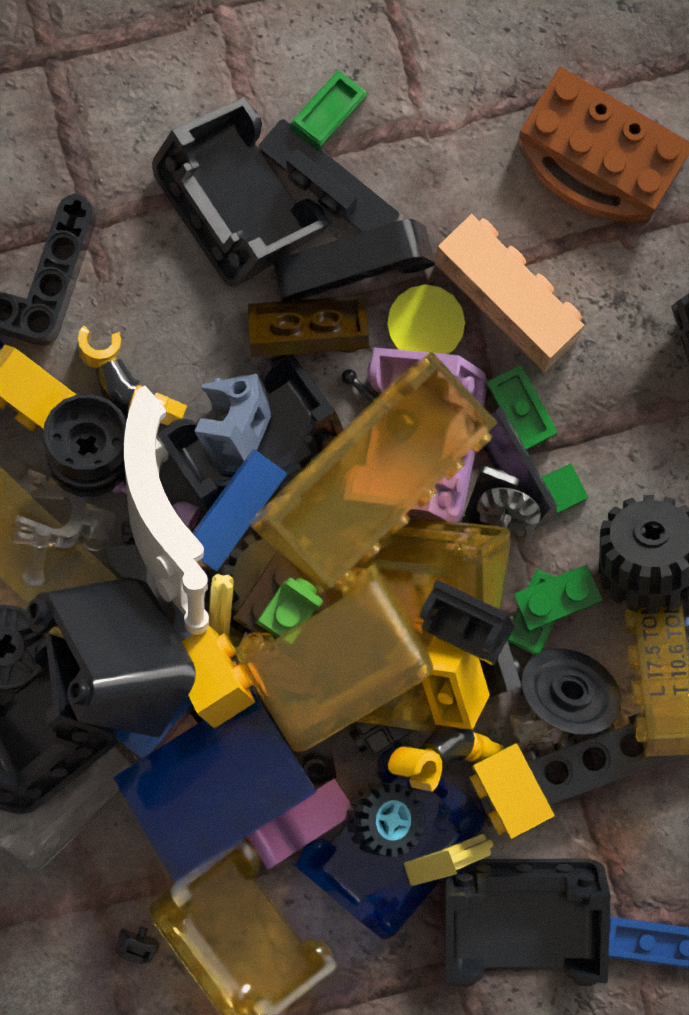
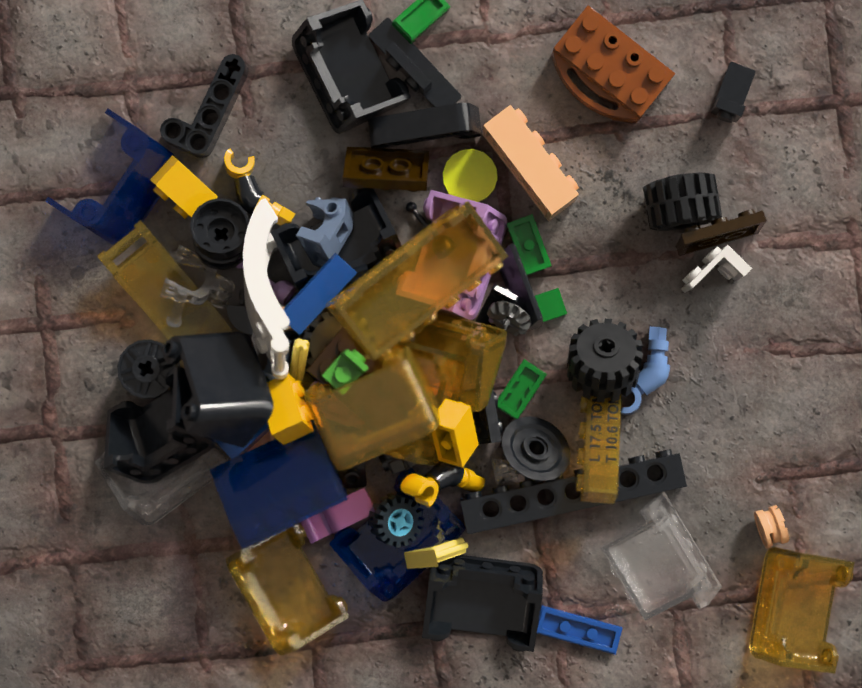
camera: 15 degrees right, 5 degrees up
(136, 947) = (214, 584): black piece -> none
(466, 622) = (466, 395): black hinge -> none
(511, 792) = (484, 513): yellow brick -> none
(557, 597) = (535, 382): green plate -> none

